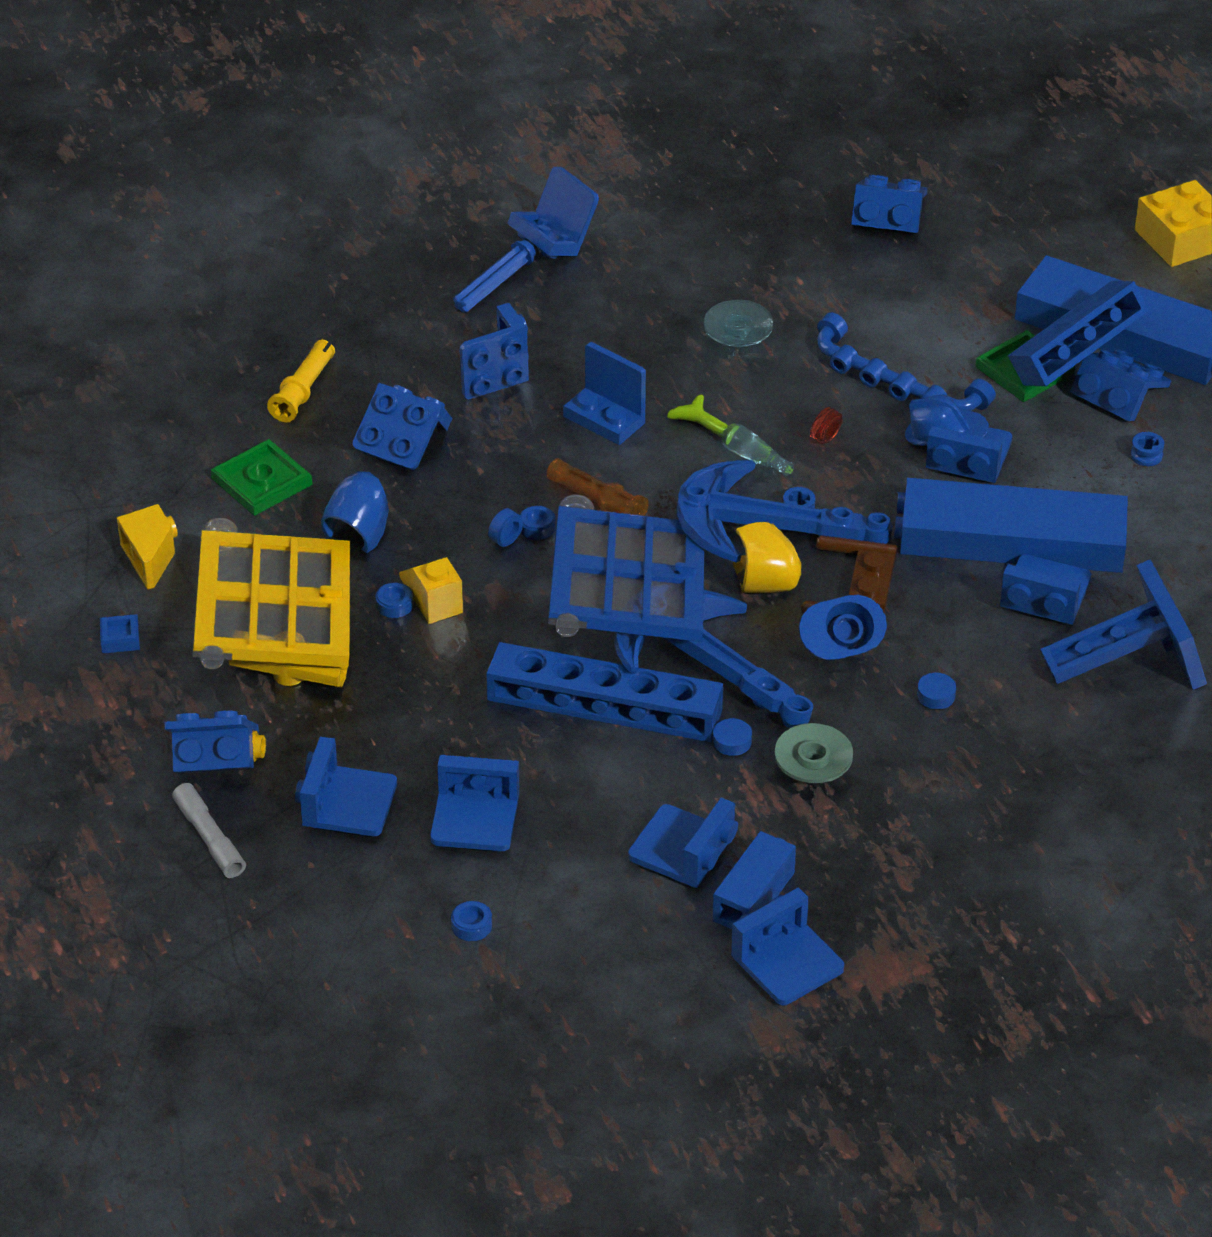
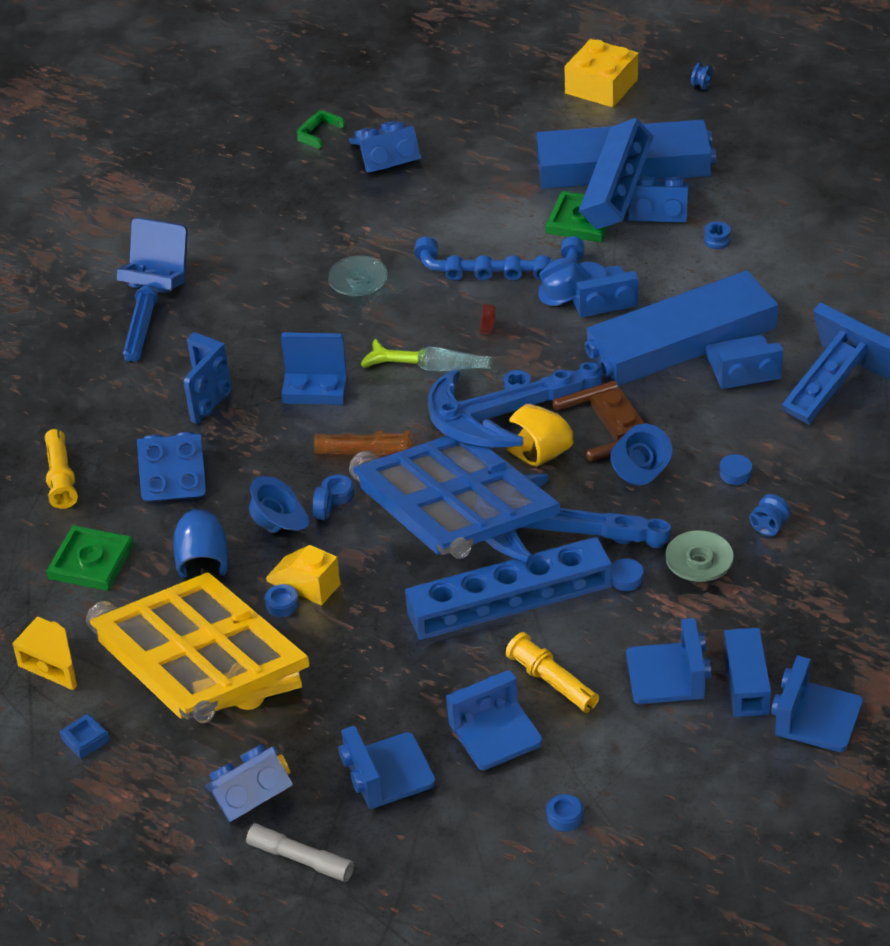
camera: 30 degrees left, 0 degrees up
(458, 506) = (276, 506): none -> blue piece
(570, 777) = (541, 664): none -> yellow pin
(839, 149) = (313, 122): none -> green piece
(922, 749) = (770, 515): none -> blue wheel

